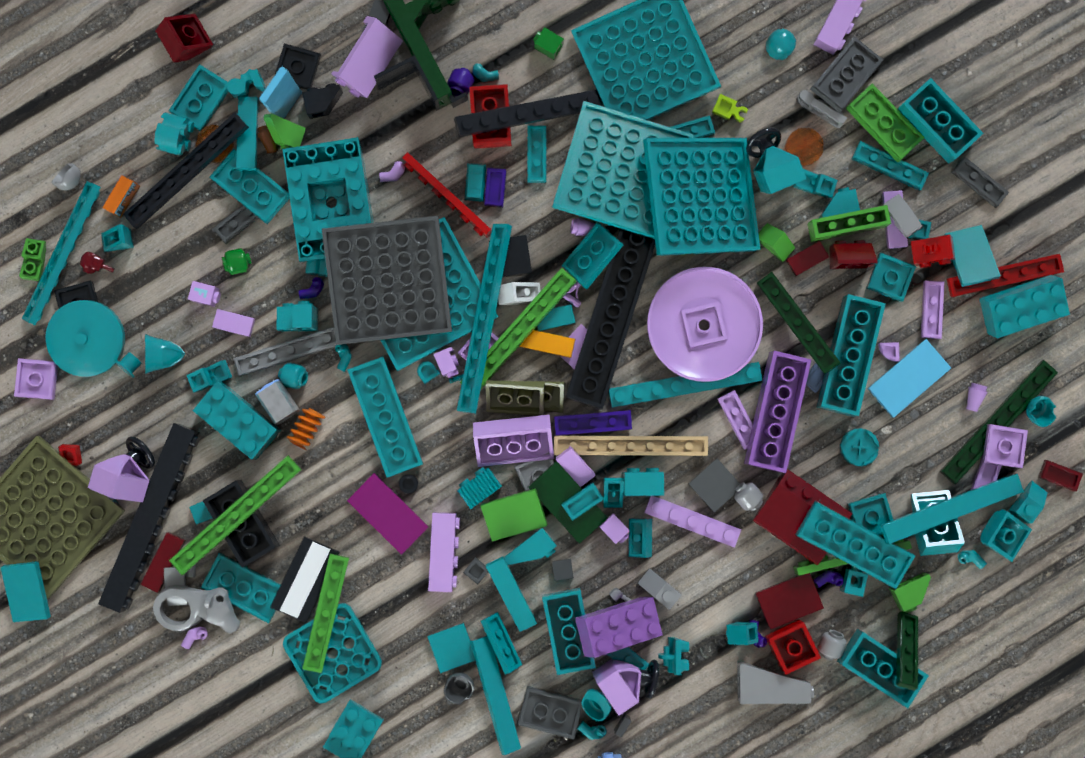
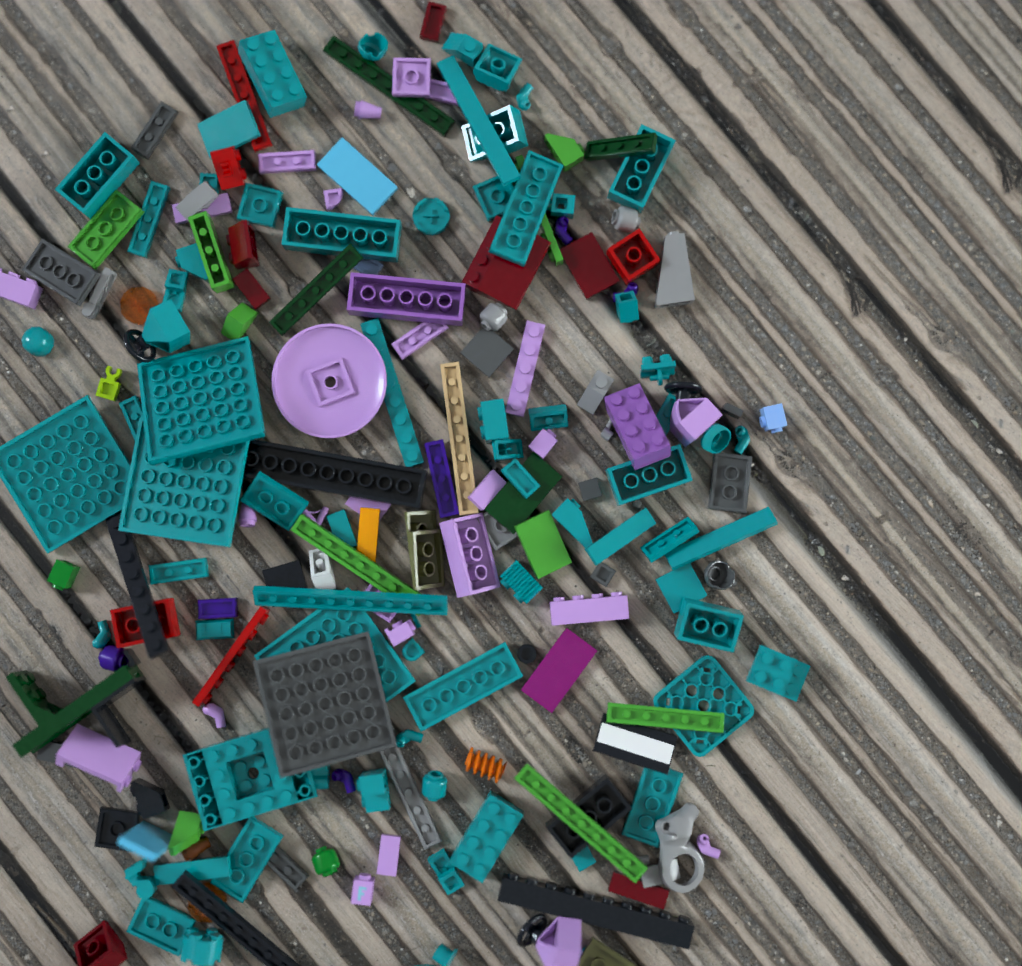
camera: 100 degrees left, 0 degrees up
(161, 353) = (429, 924): teal helmet -> none
(277, 402) = (462, 798): flat silver piece -> none
(410, 670) = (708, 624): none -> teal brick

